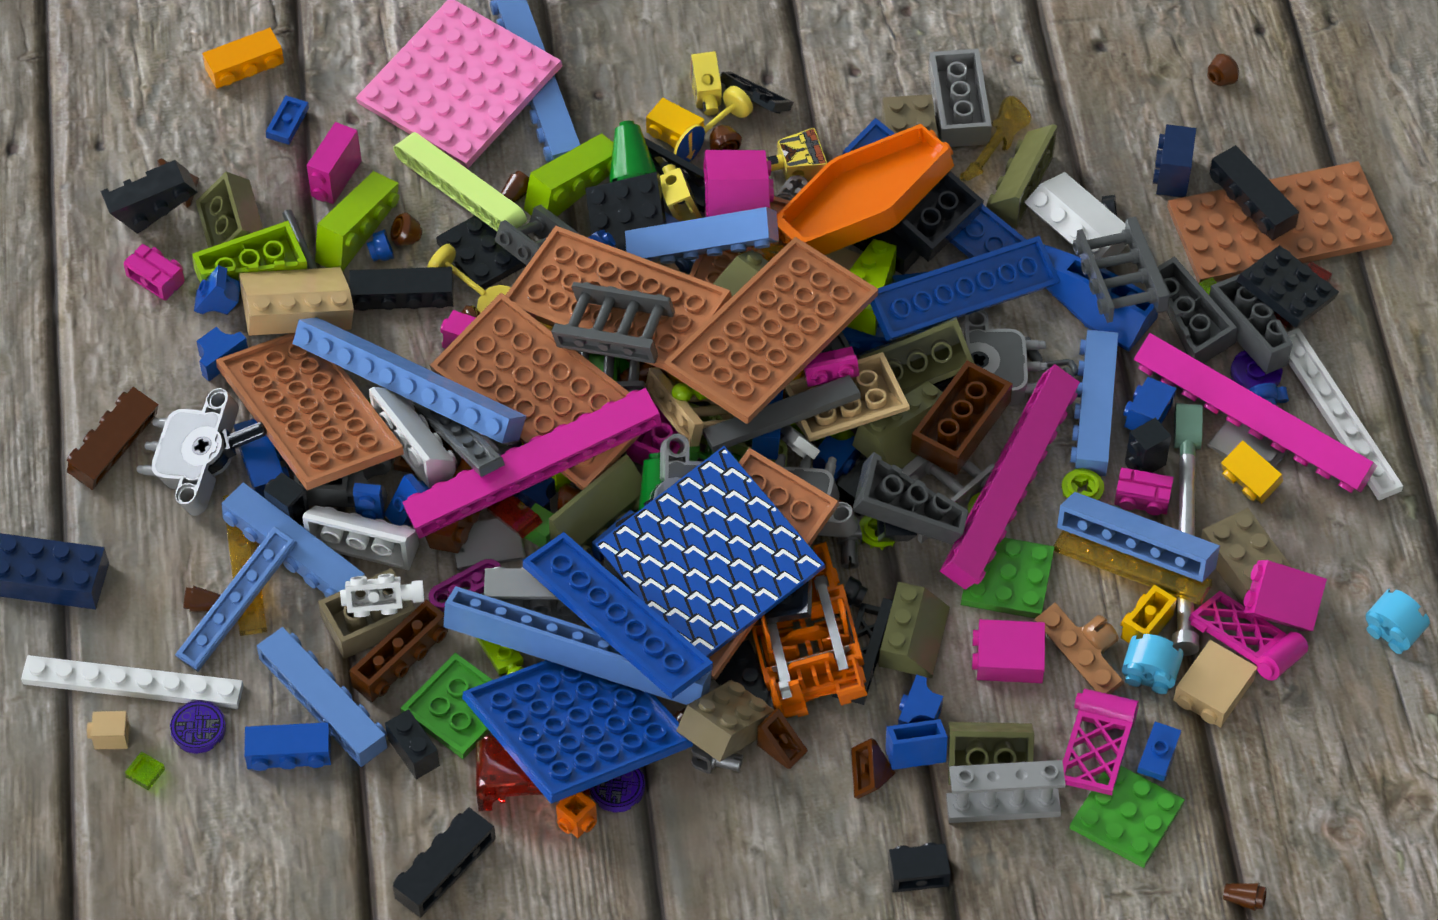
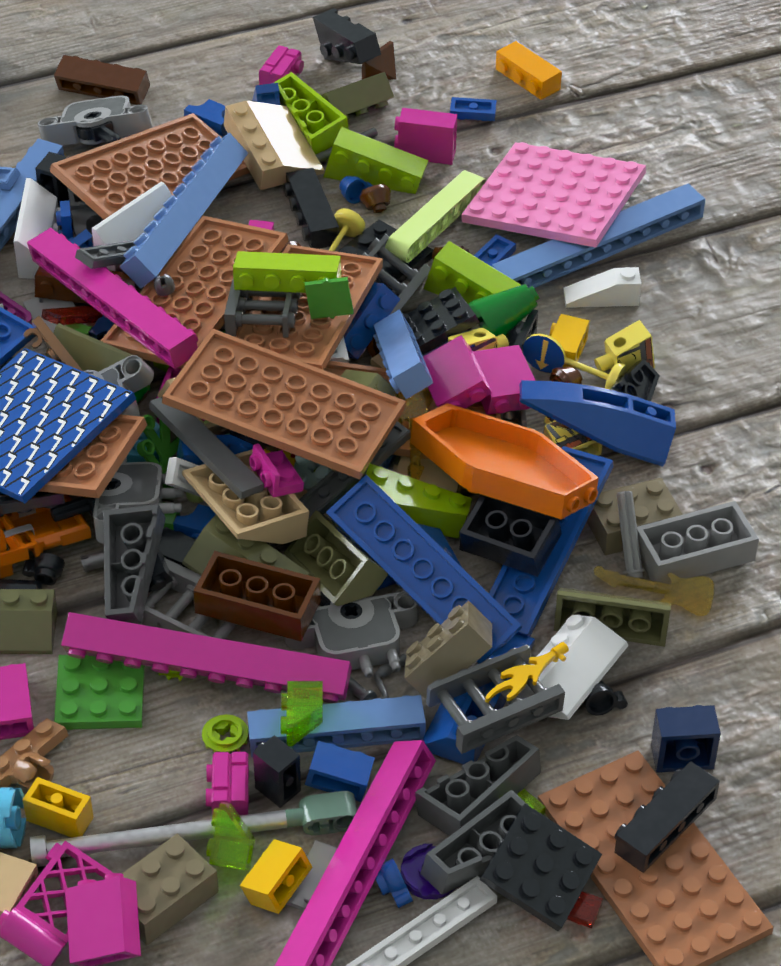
camera: 75 degrees right, 10 degrees down
(521, 154) = (496, 250): none -> blue plate
(532, 418) = (167, 281): none -> dark grey hinge
(591, 523) = (56, 349): none -> medium nougat plate
(605, 80) = (606, 289): none -> white slope
(609, 285) = (282, 270): none -> lime brick
(648, 261) = (329, 298): none -> bright green piece
(803, 116) = (606, 416): none -> blue wedge
(968, 150) = (629, 534): none -> light grey axle
(1060, 291) = (448, 647): none -> dark tan brick
(1096, 412) = (303, 709): none -> clear neon green slope
(1106, 238) = (520, 674): none -> yellow piece
(1131, 567) = (125, 788): clear yellow tile -> none
(1138, 536) = (153, 779): medium blue brick -> none
(1213, 496) = (232, 839): none -> clear neon green slope

